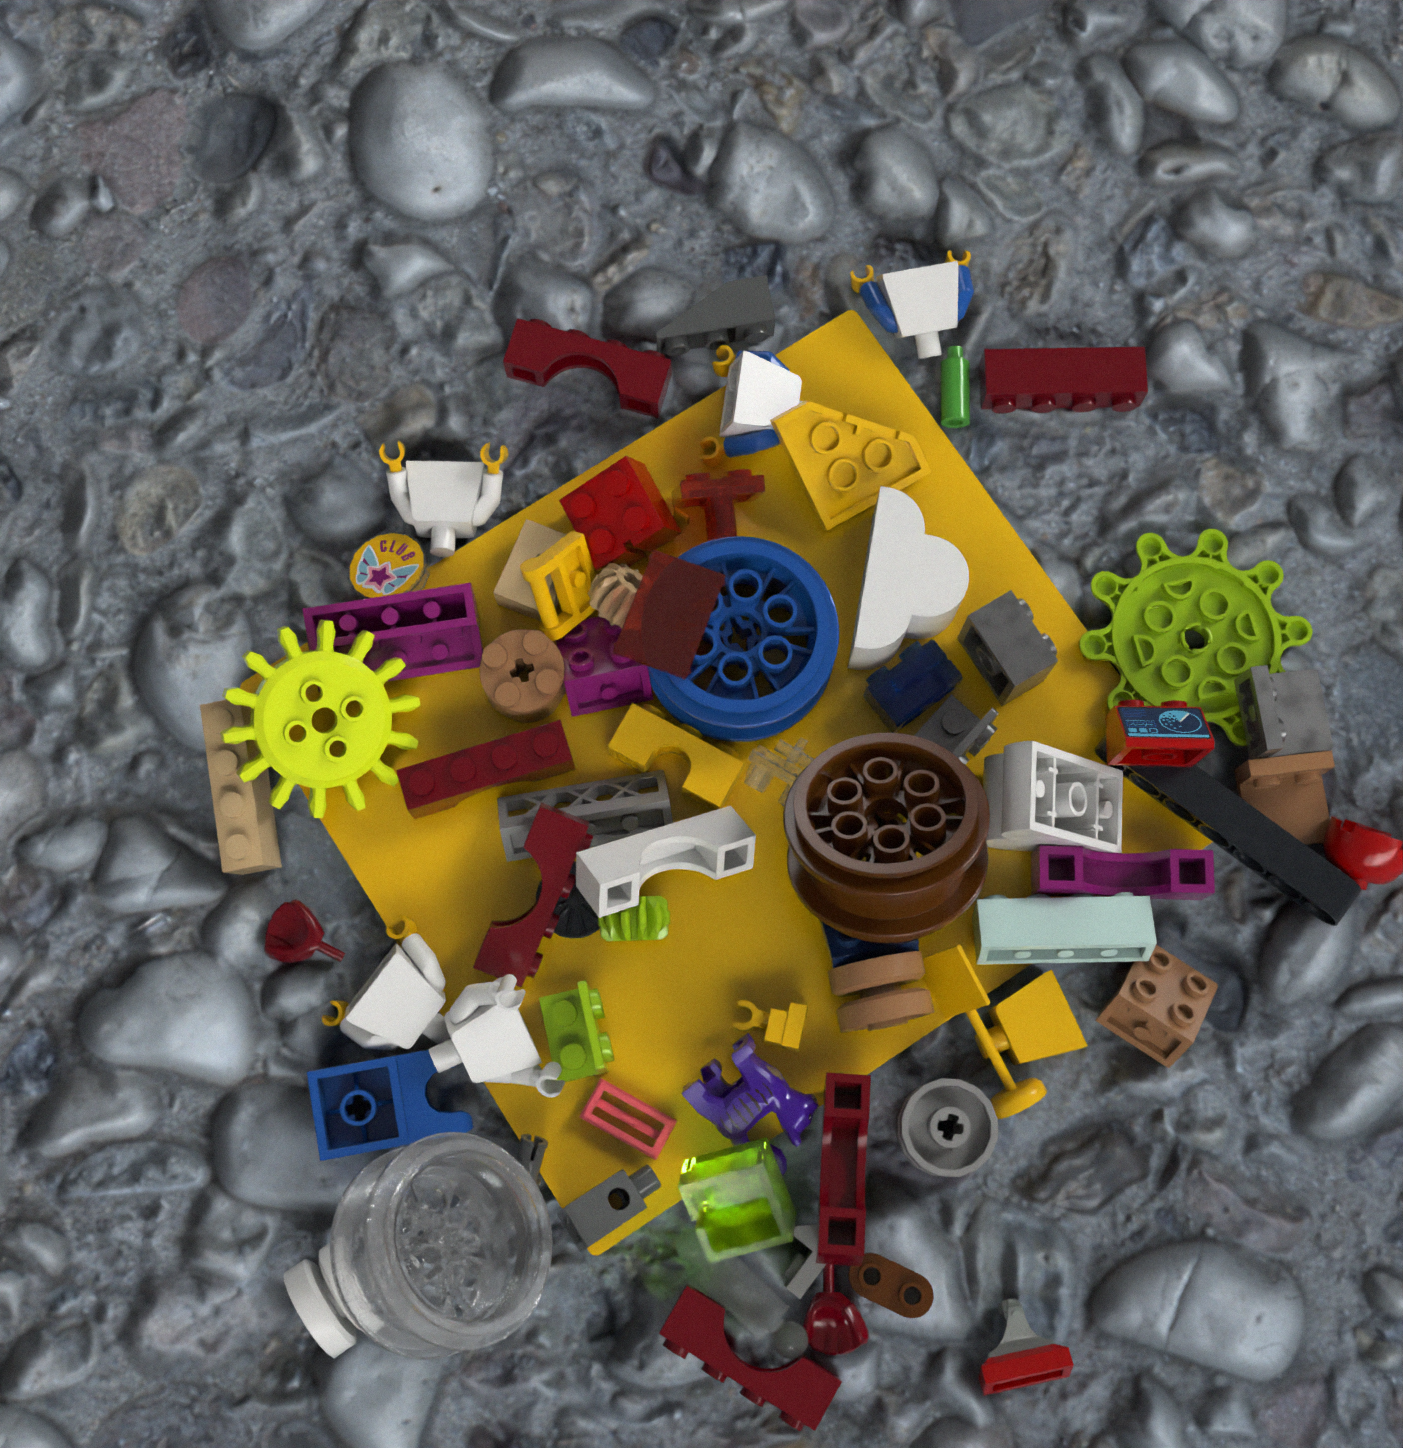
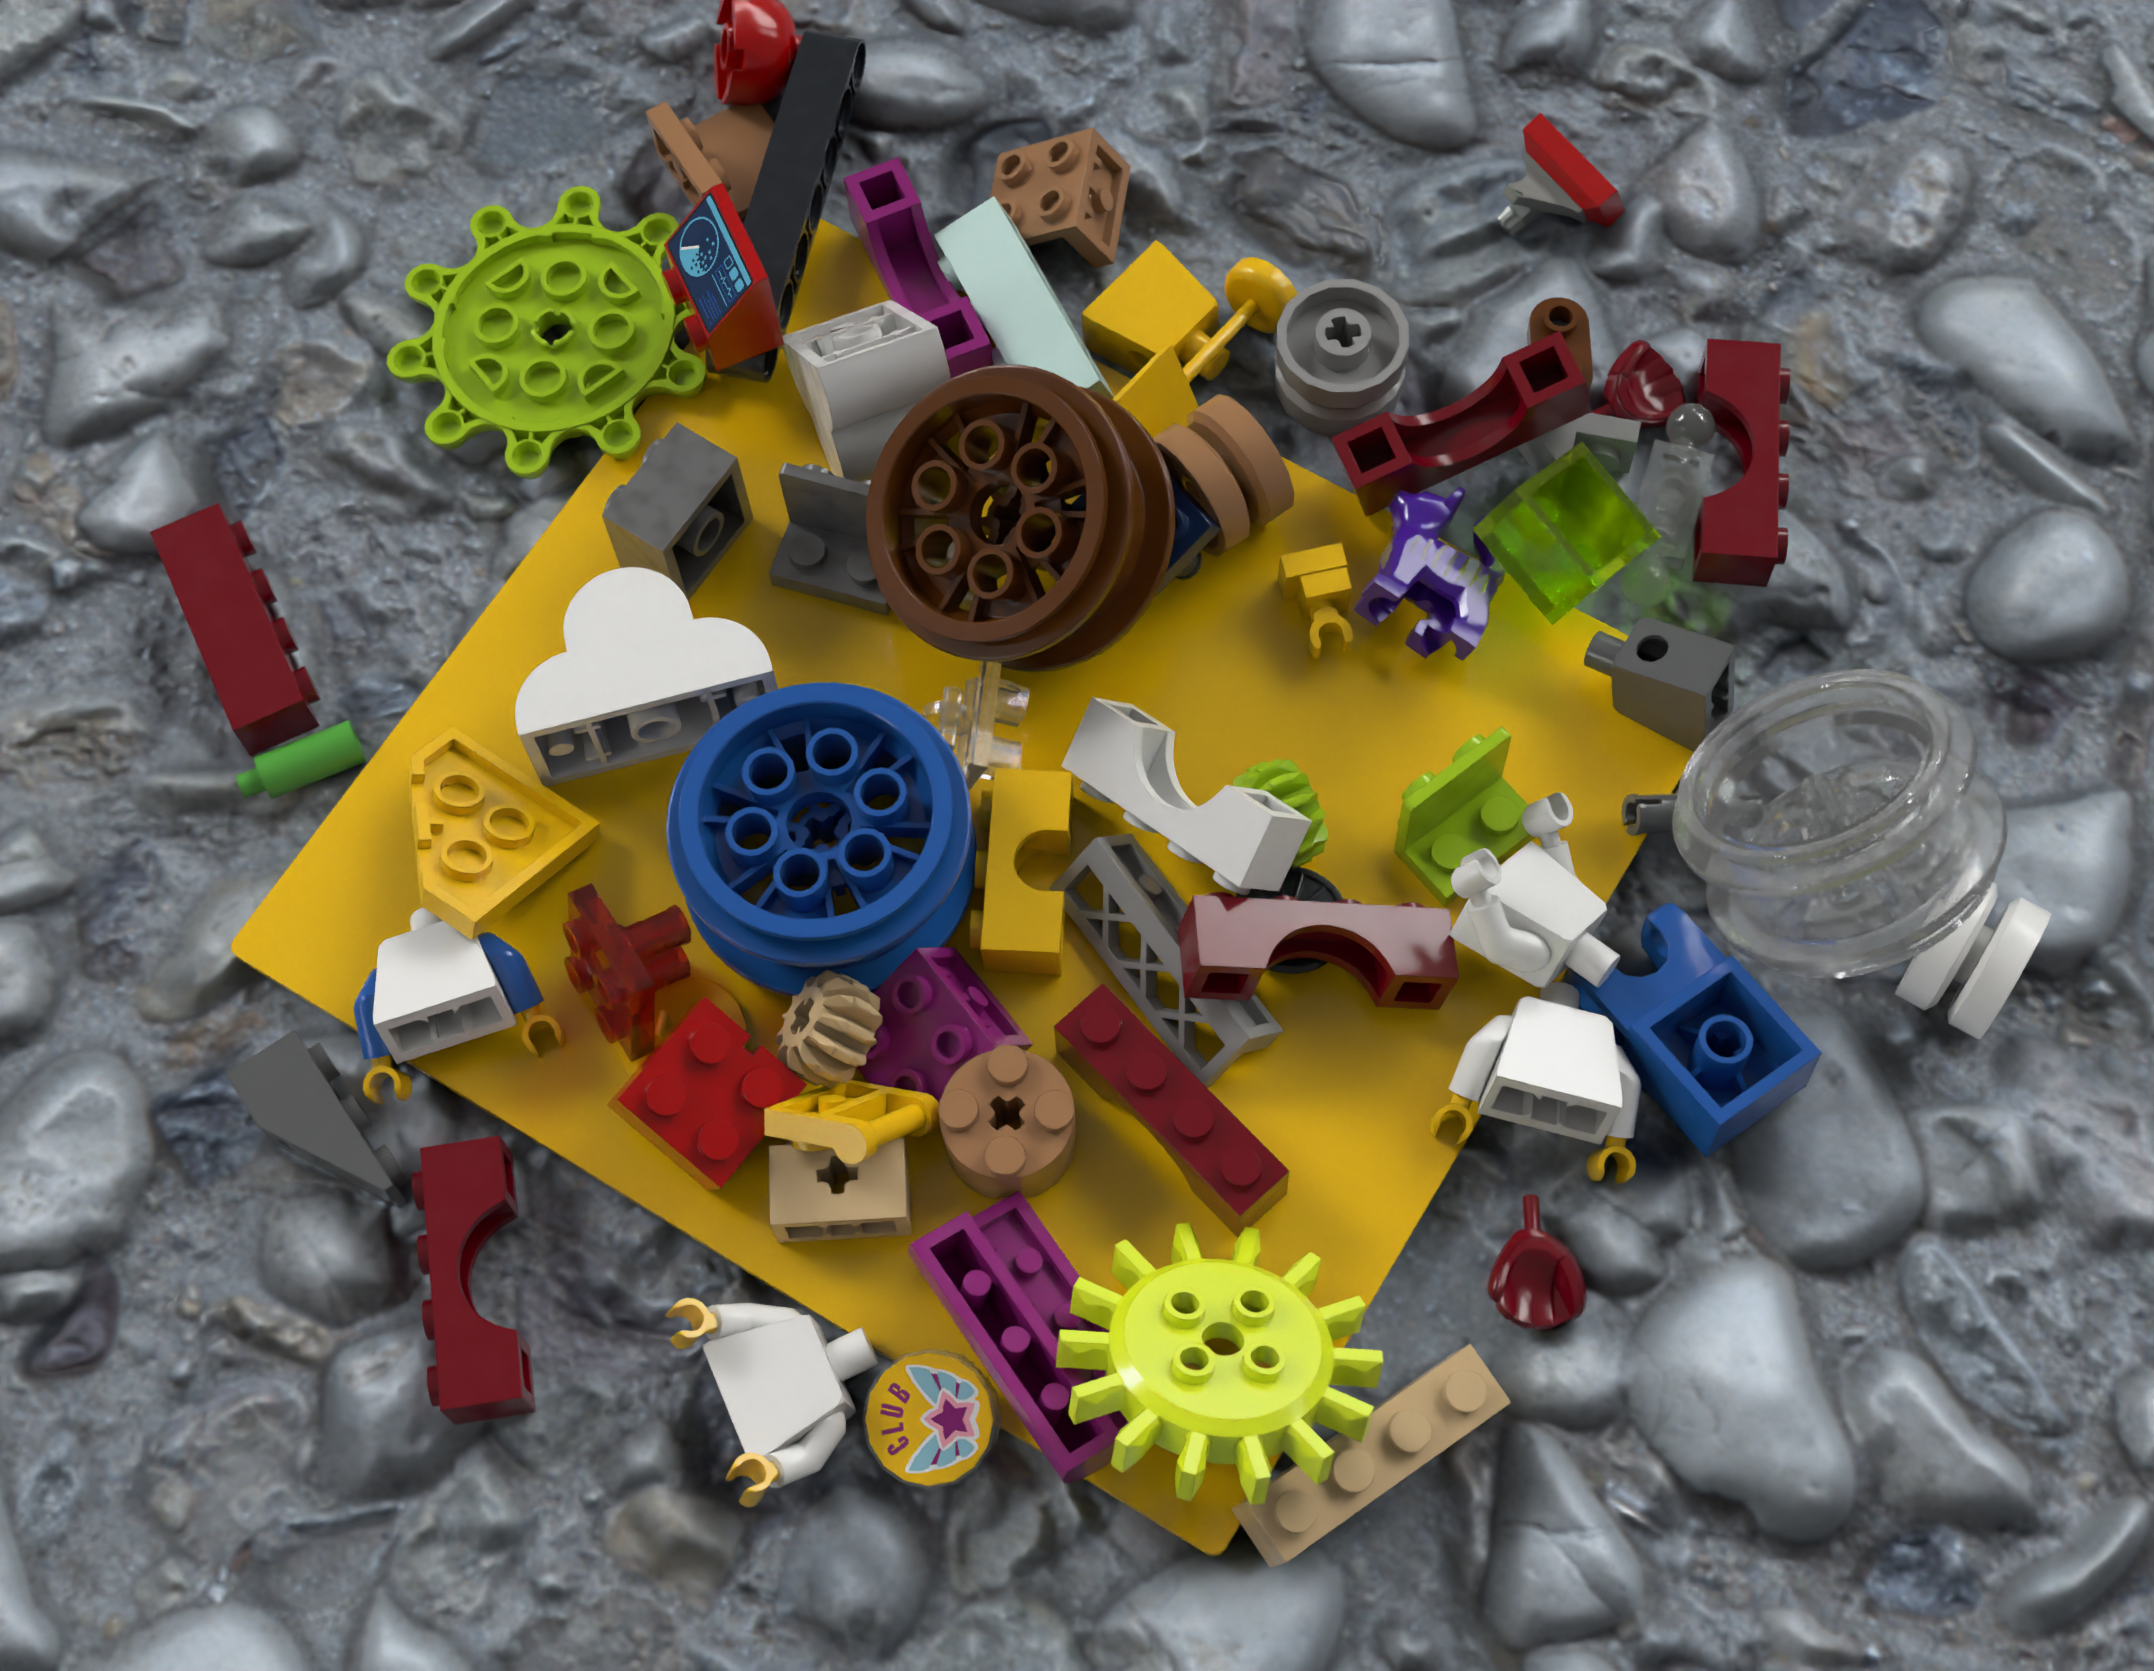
camera: 110 degrees left, 10 degrees down
(660, 1137) = (1536, 769): coral tile -> none
(669, 614) = (843, 905): clear red piece -> none
(911, 685) = (793, 620): clear blue brick -> none
(919, 300) = (184, 856): white torso -> none
(1282, 712) = (620, 187): flat silver bracket -> none

